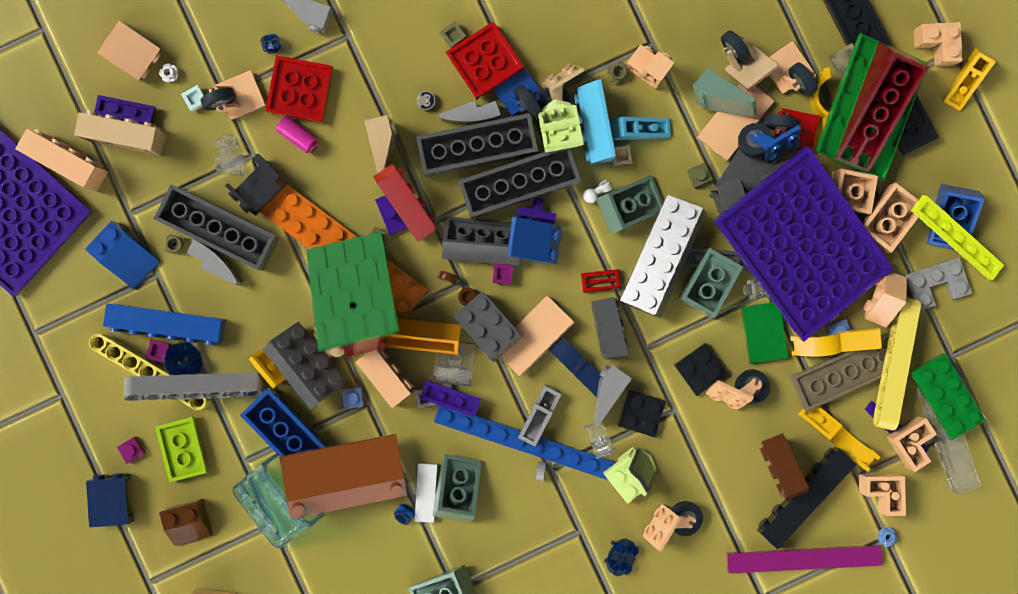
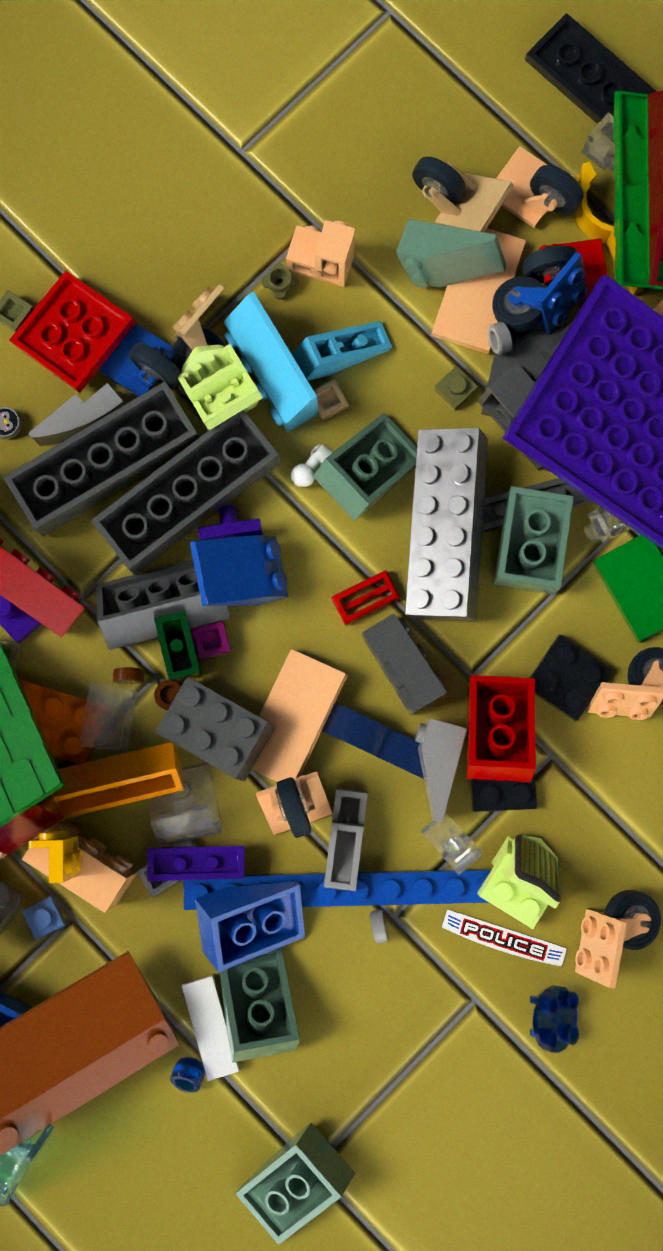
camera: 15 degrees left, 5 degrees down
(382, 371) = (64, 856): none -> yellow bracket
(428, 297) = (108, 717): none -> clear plate
(468, 442) = (248, 921): none -> blue slope
(483, 271) = (178, 646): none -> dark green slope
(518, 385) = (294, 804): none -> plate
(608, 503) = (504, 939): none -> sticker
(651, 385) = (501, 728): none -> red brick
(735, 156) = (499, 338): none -> light grey tile

